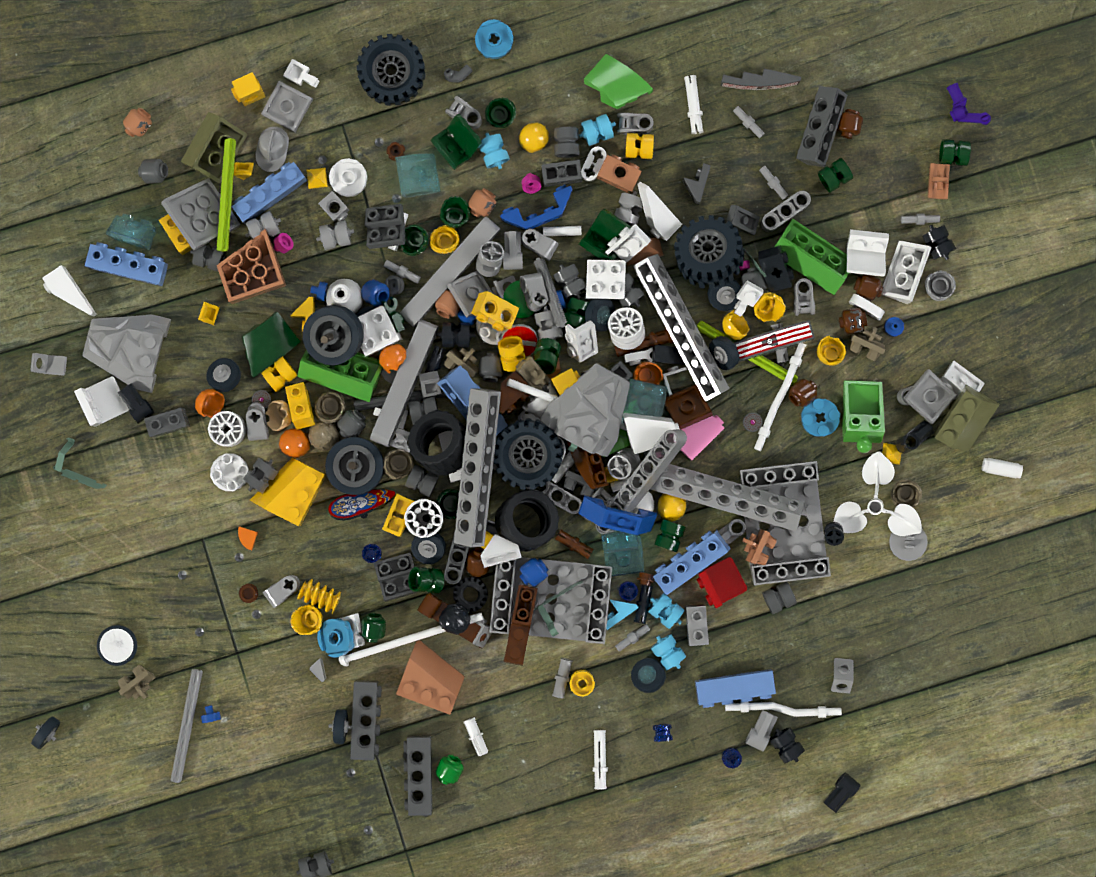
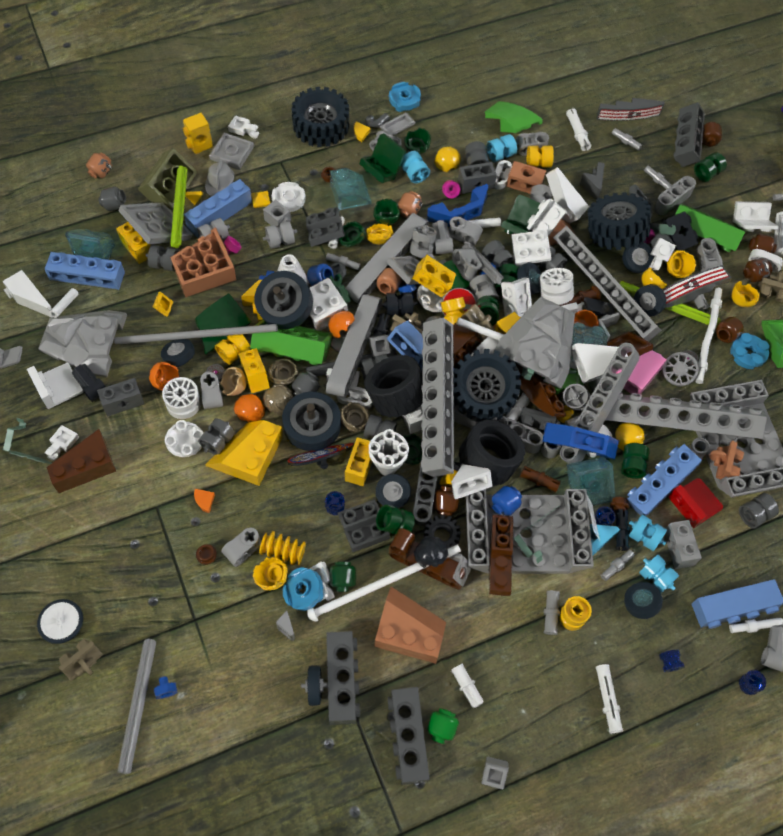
camera: 10 degrees left, 25 degrees down
(106, 304) = (63, 303): none -> white piece
(111, 464) = (61, 440): none -> white plate
(133, 492) = (82, 463): none -> reddish brown wedge
(242, 359) = (196, 334): none -> light grey piece
(437, 88) = (361, 131): none -> yellow tile
(481, 82) = (398, 124): none -> light grey tile
(490, 810) = (495, 772): none -> light grey slope
(613, 595) = (595, 529): none -> white sticker
(740, 434) = (680, 369): none -> light grey wheel

